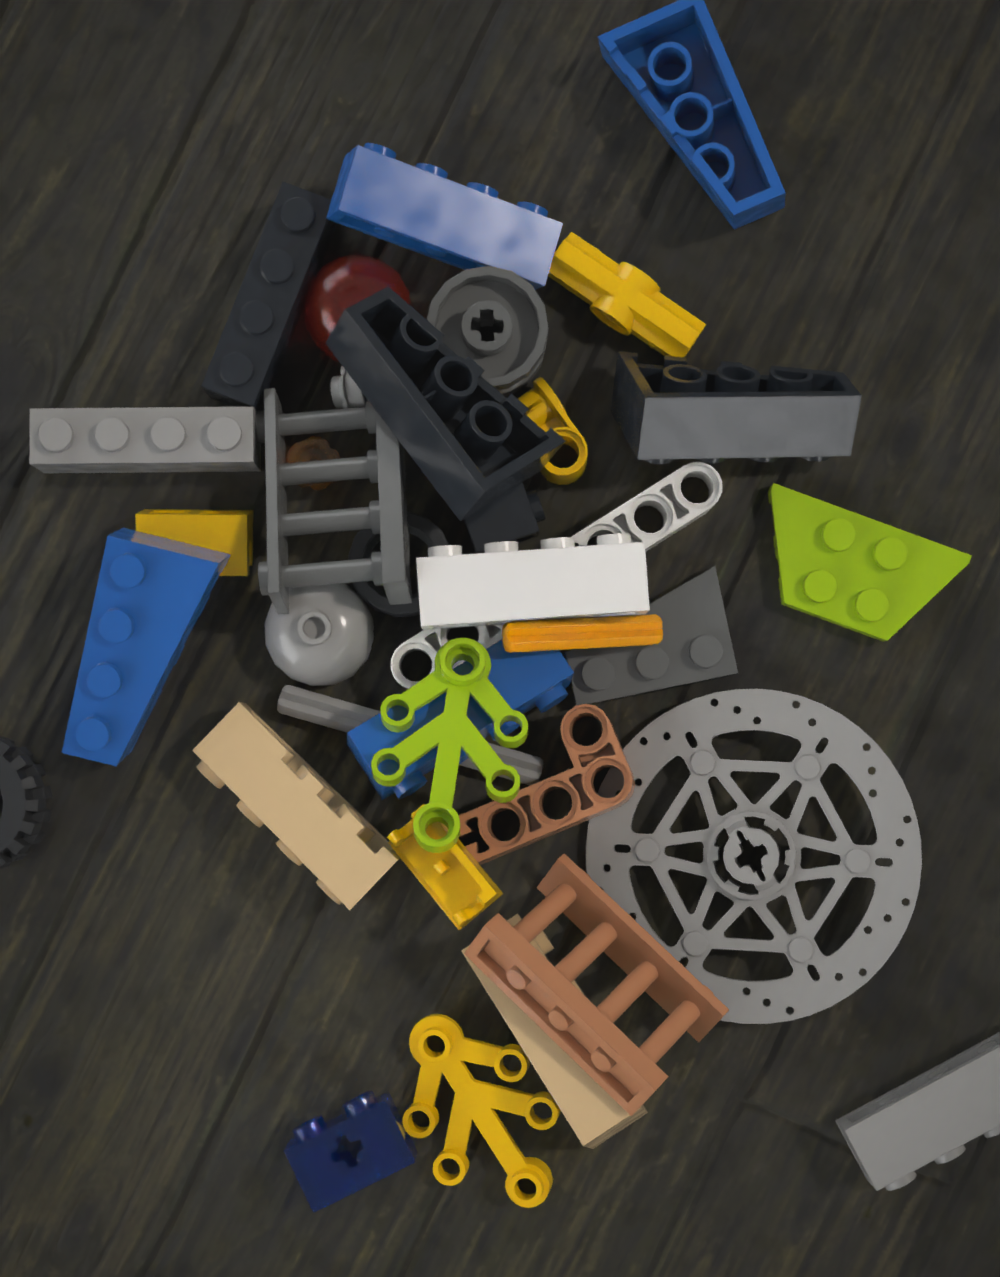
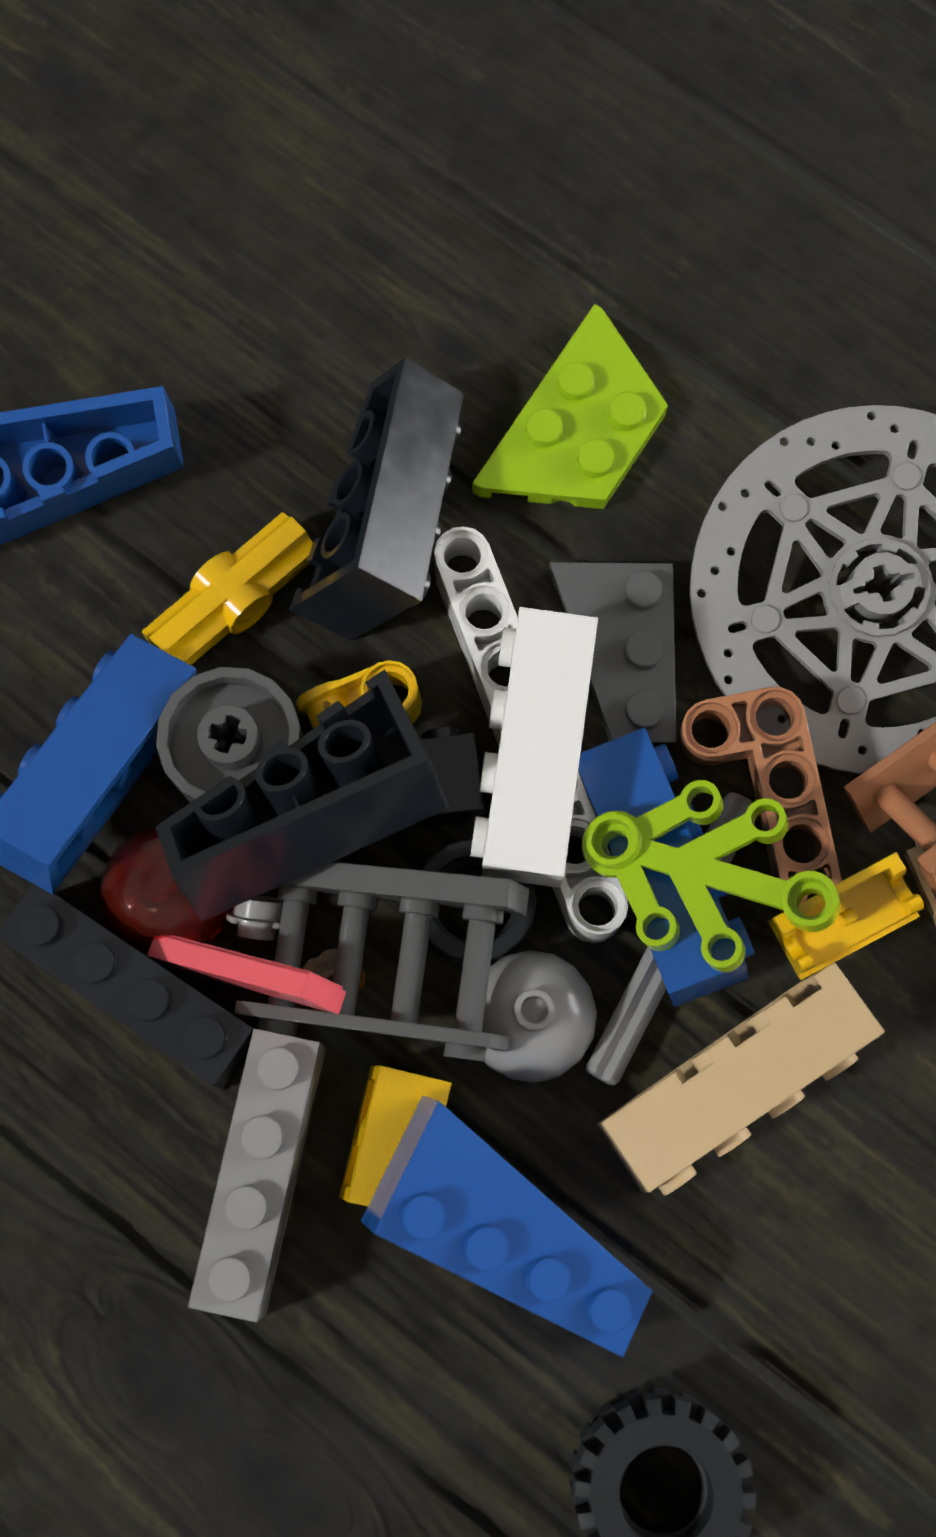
camera: 75 degrees left, 10 degrees down
(295, 392) = (249, 972): none -> coral tile
(582, 633) = (602, 711): light orange axle -> none

